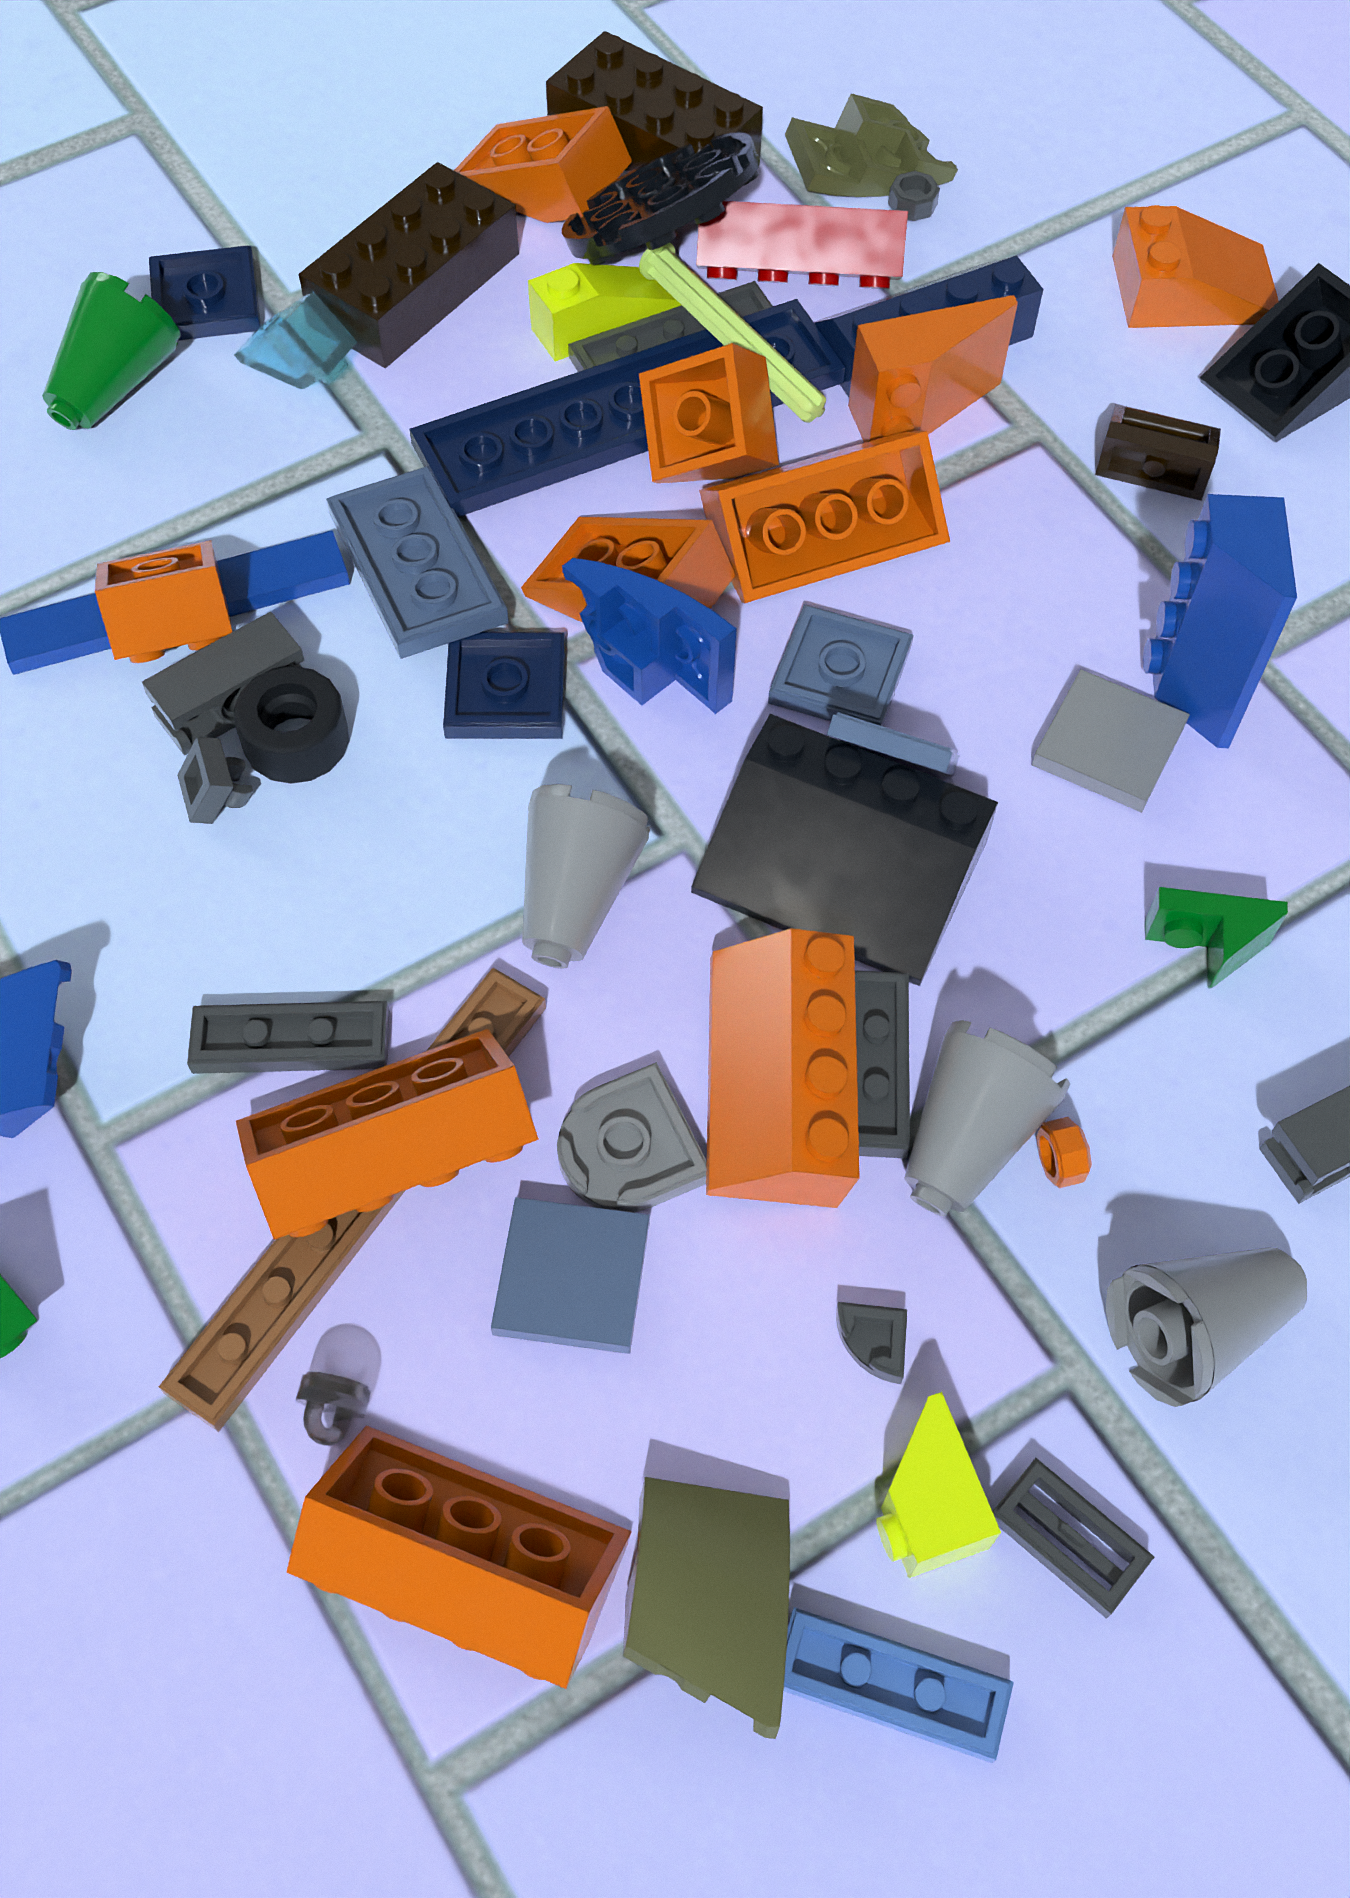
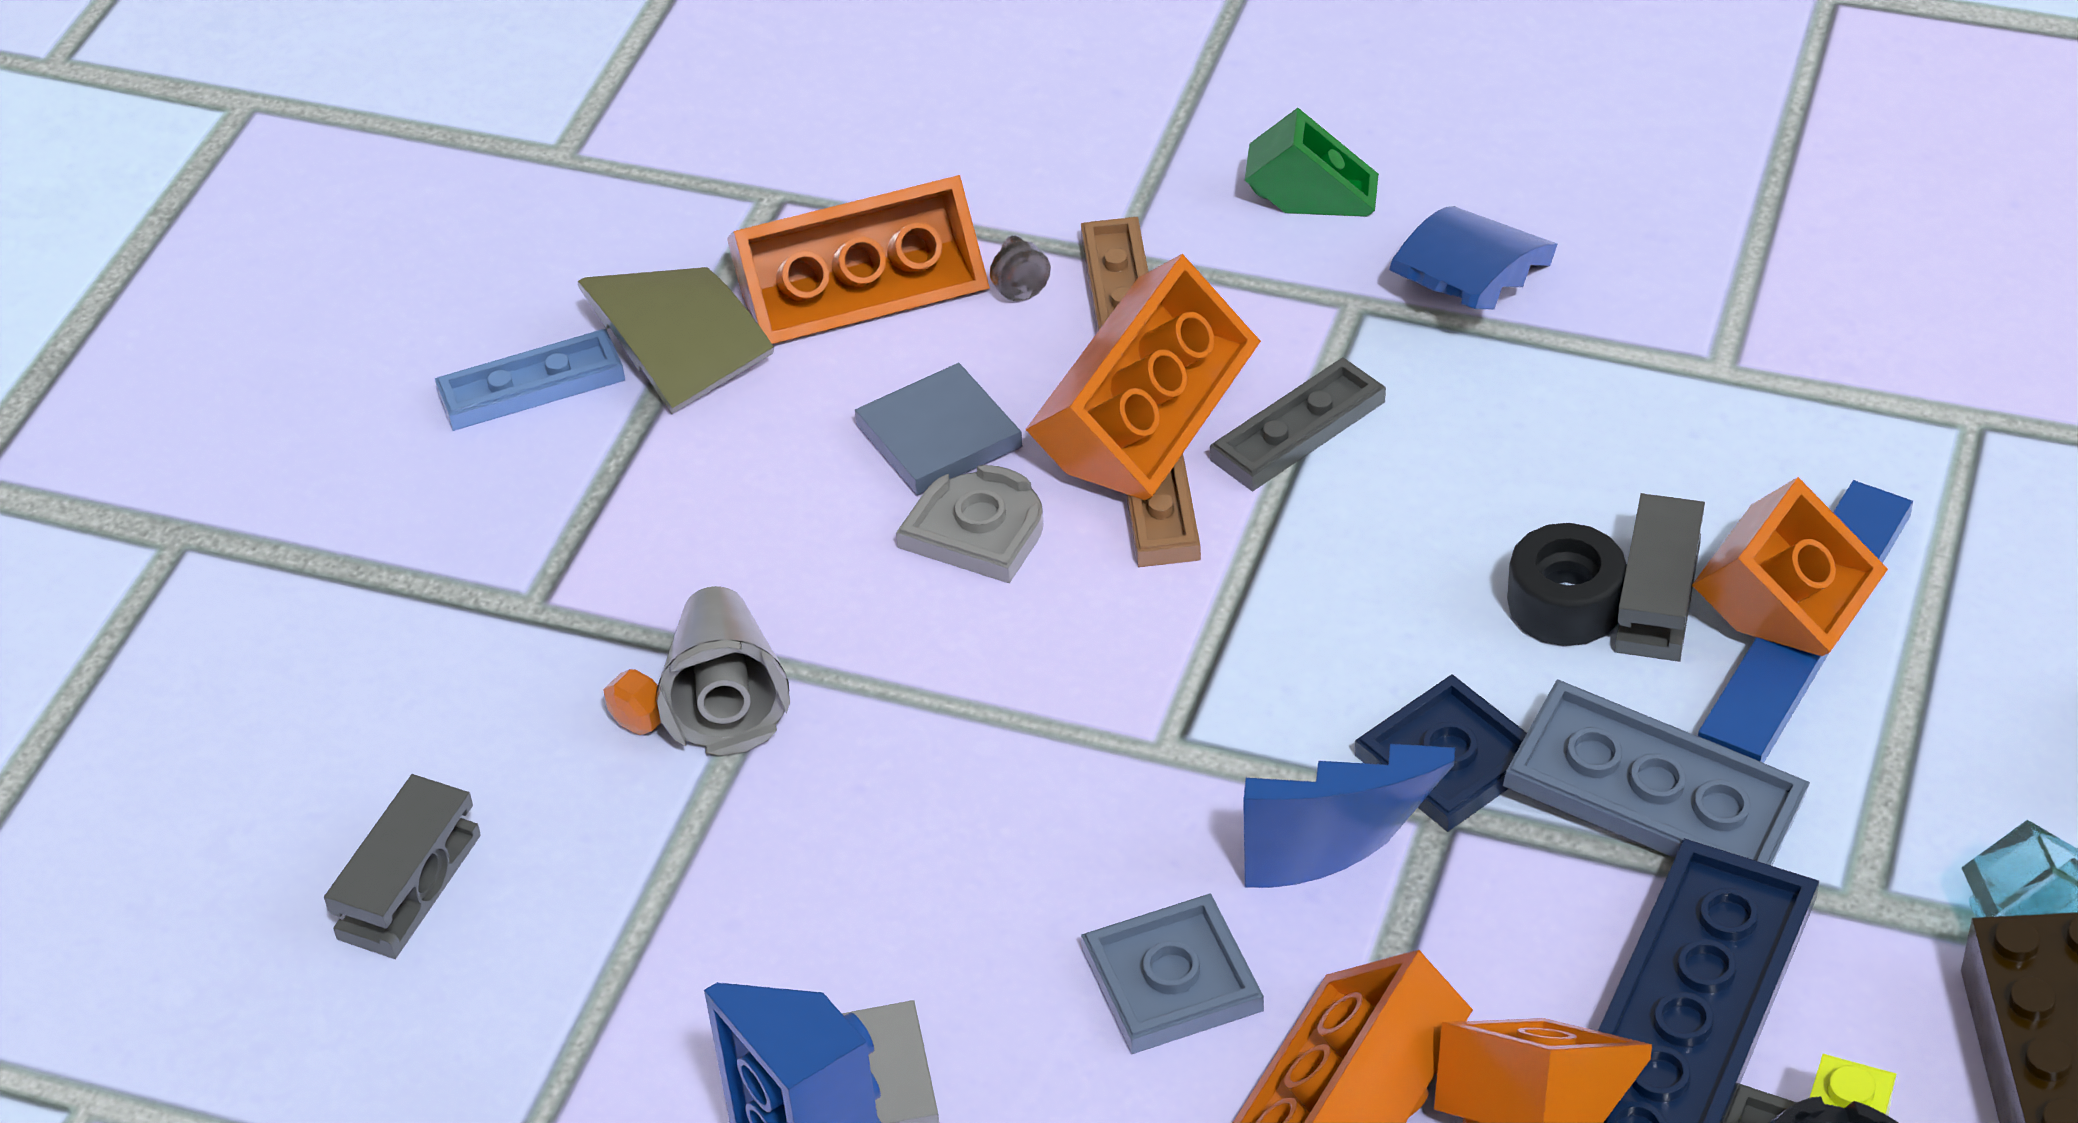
camera: 145 degrees right, 15 degrees down
(208, 779) = (1571, 503): dark grey tile -> none
(575, 868) = (1211, 628): light grey cone -> none
(673, 551) = (1444, 889): orange slope -> none
(783, 1070) = (901, 611): orange slope -> none
(845, 846) = (1013, 813): black slope -> none
(874, 1338) = (690, 530): dark grey tile -> none
(883, 1063) = (844, 687): dark grey tile -> none
(893, 743) = (1034, 878): sand blue tile -> none
(935, 1499) = (567, 458): neon yellow slope -> none
(1053, 1558) = (463, 511): dark grey tile -> none
(1201, 1317) = (446, 649): light grey cone -> none
(1226, 924) = (620, 955): green slope -> none

